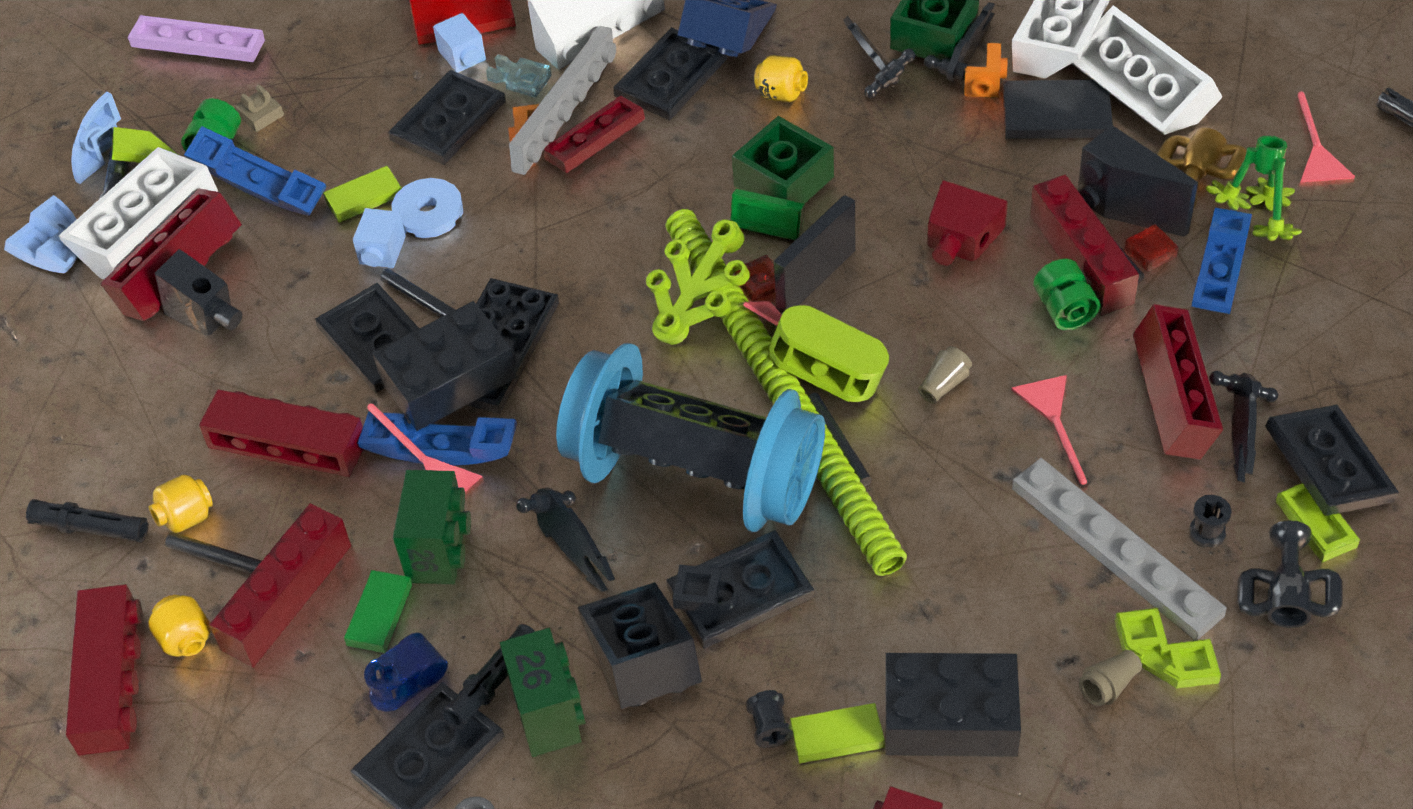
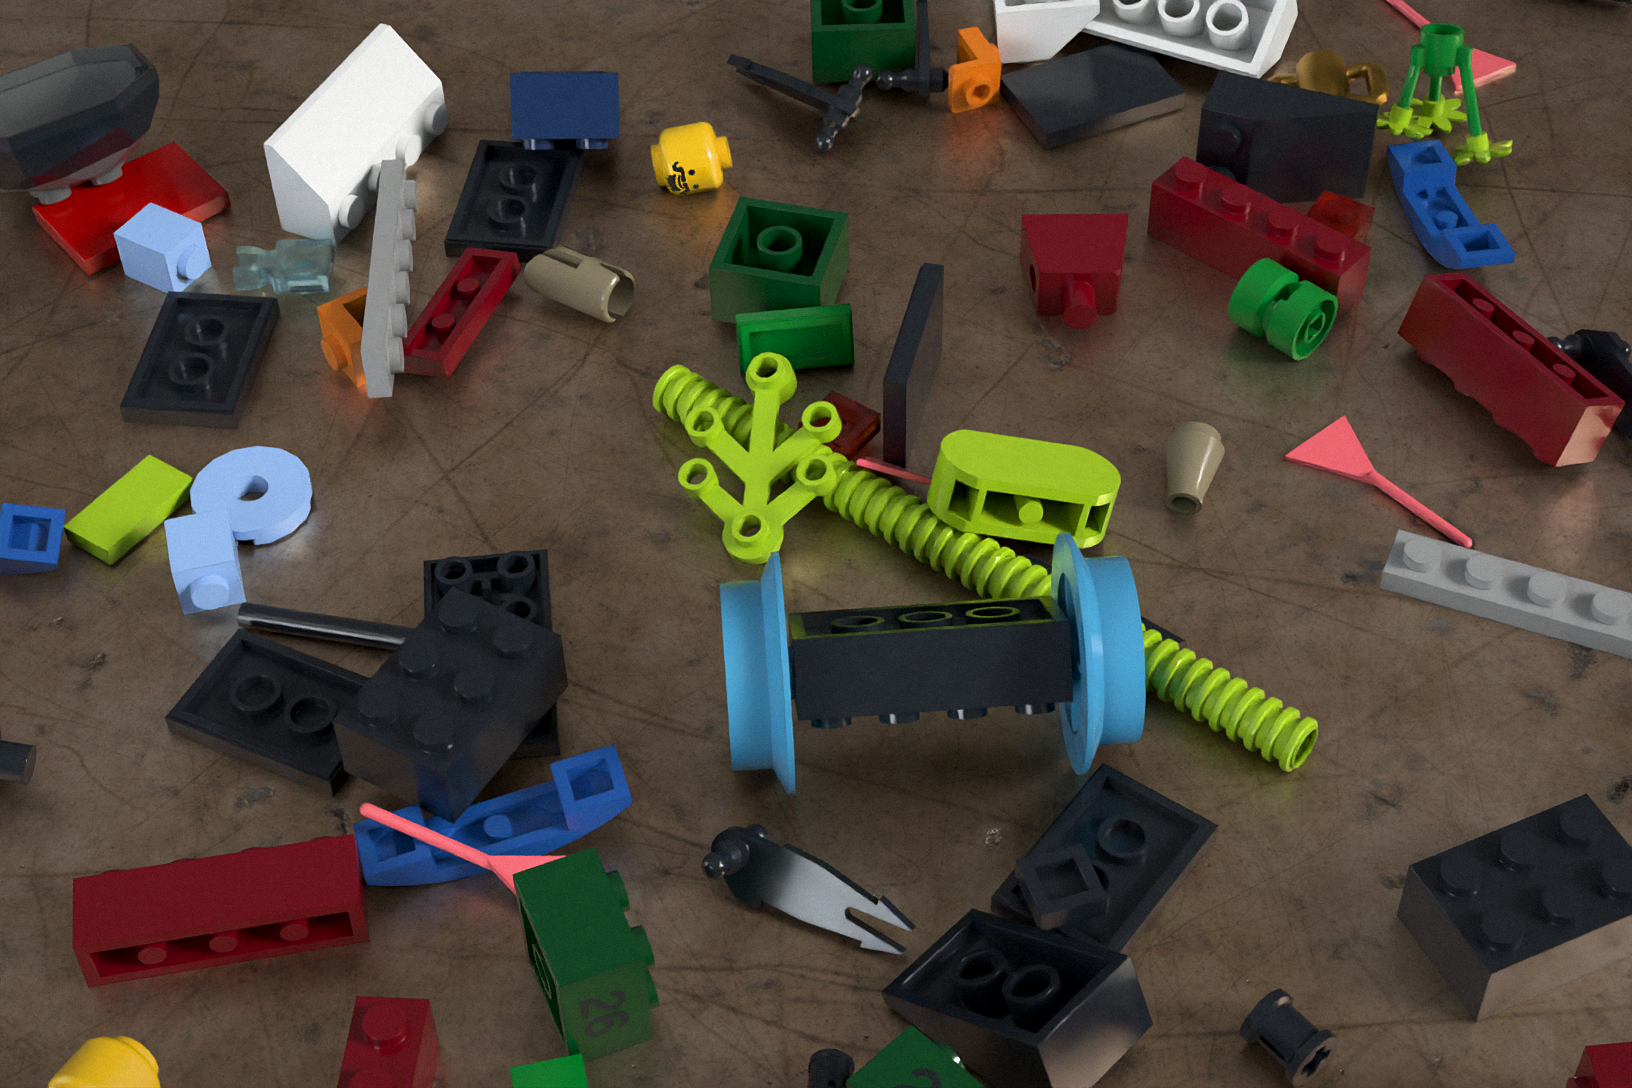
camera: 30 degrees left, 5 degrees down
(671, 138) = (581, 282): none -> dark tan arm
(837, 733) = (1395, 1017): lime tile -> none

